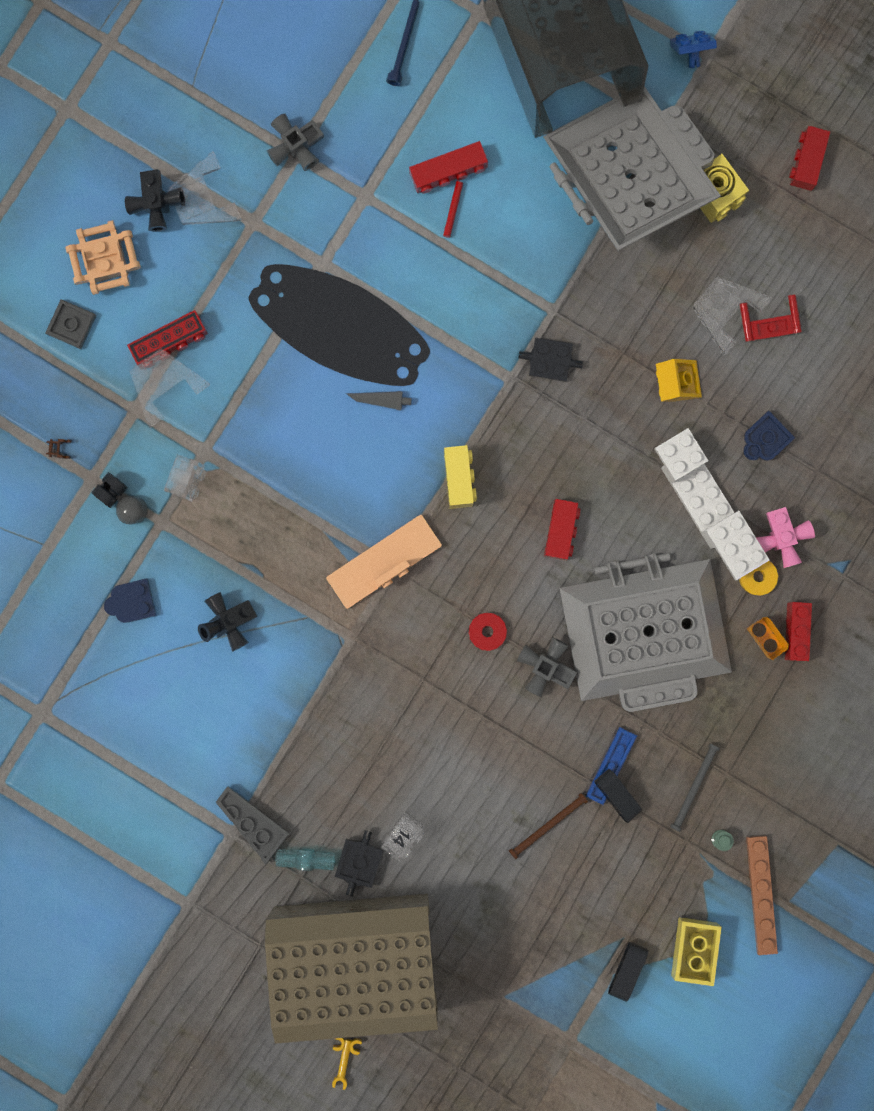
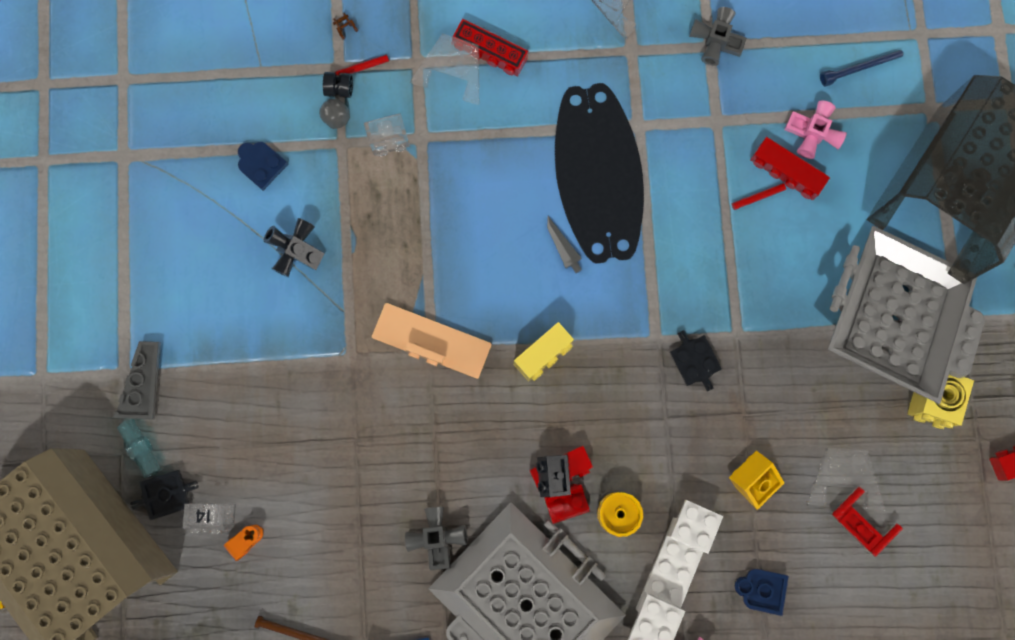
camera: 55 degrees right, 5 degrees down
(106, 457) = (364, 65): none -> red bar
(431, 122) = (815, 129): none -> bright pink brick
(441, 825) = (242, 542): none -> orange piece
(479, 639) = (422, 461): red tile -> none
(563, 539) = (553, 476): none -> black bracket
(591, 544) = (567, 506): none -> red bracket
(618, 511) = (616, 525): none -> yellow wheel

